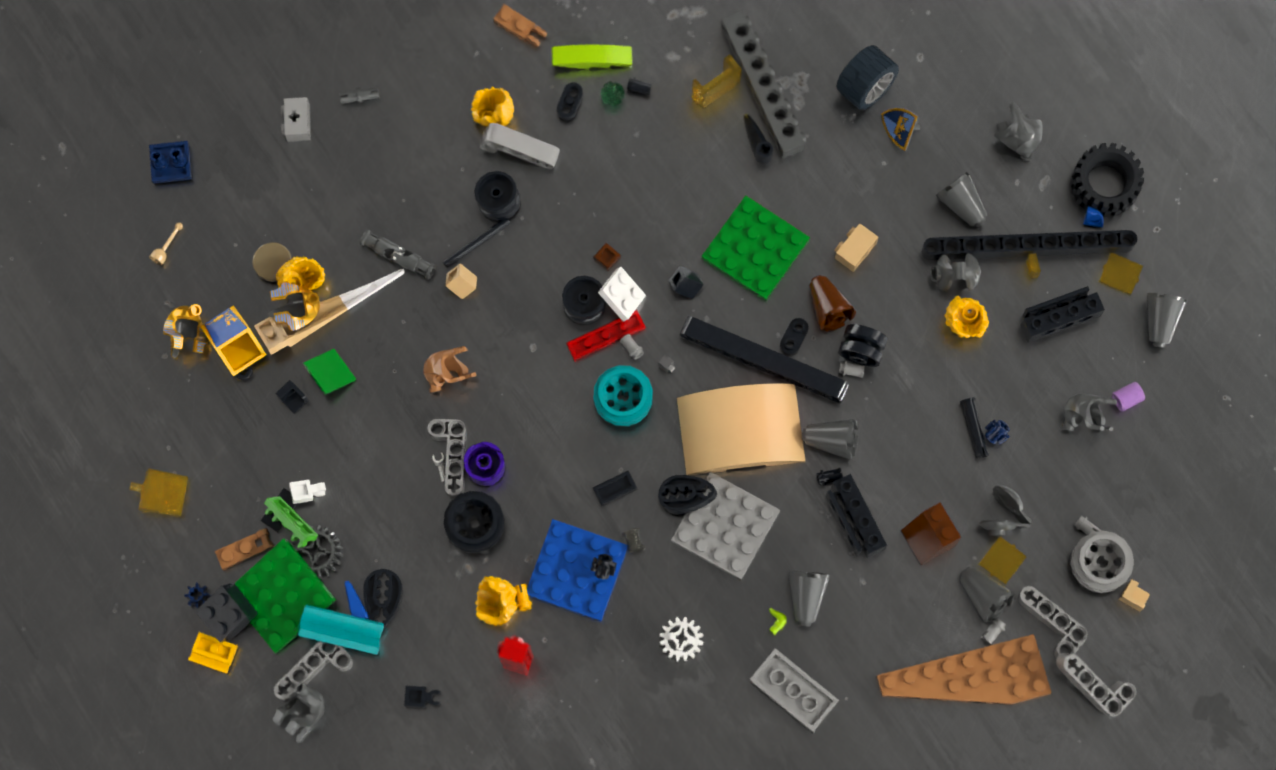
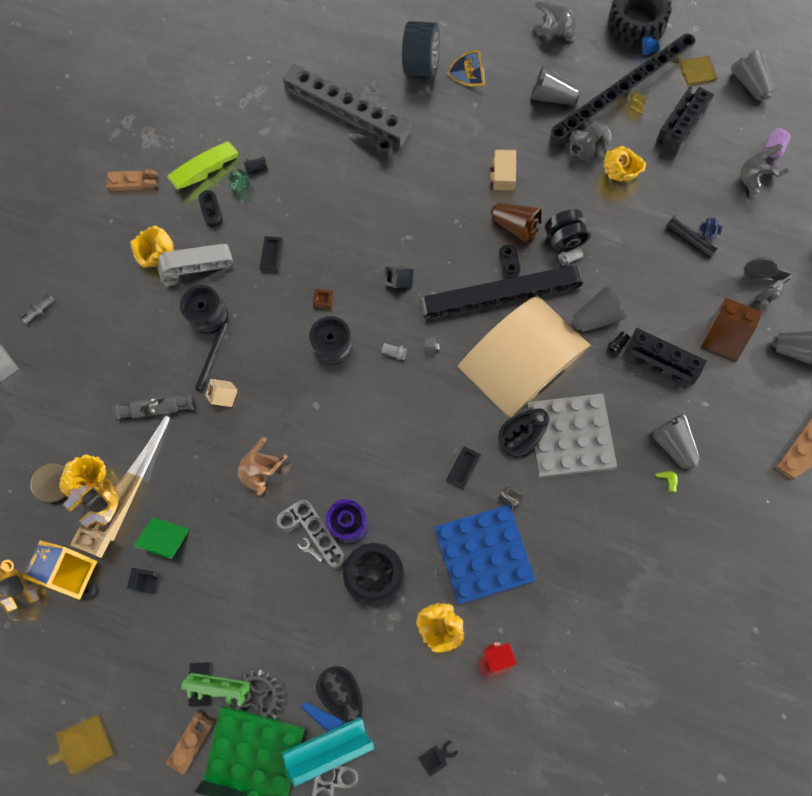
camera: 35 degrees left, 5 degrees down
(303, 492) = (210, 653): white plate -> none
(522, 598) = (459, 609): yellow pin -> none
(592, 183) = (271, 254): none -> black tile
(603, 566) = (507, 534): black gear -> none
(604, 336) = (366, 357): red tile -> none
(622, 294) = (357, 315): white plate -> none
(634, 378) = (418, 408): teal wheel -> none
(691, 641) = (607, 540): white gear -> none
(718, 86) = (309, 135): clear yellow panel -> none
(755, 248) = (430, 219): green plate -> none
(794, 690) = (727, 524): light grey plate -> none
(1002, 560) = (790, 316): clear yellow piece -> none

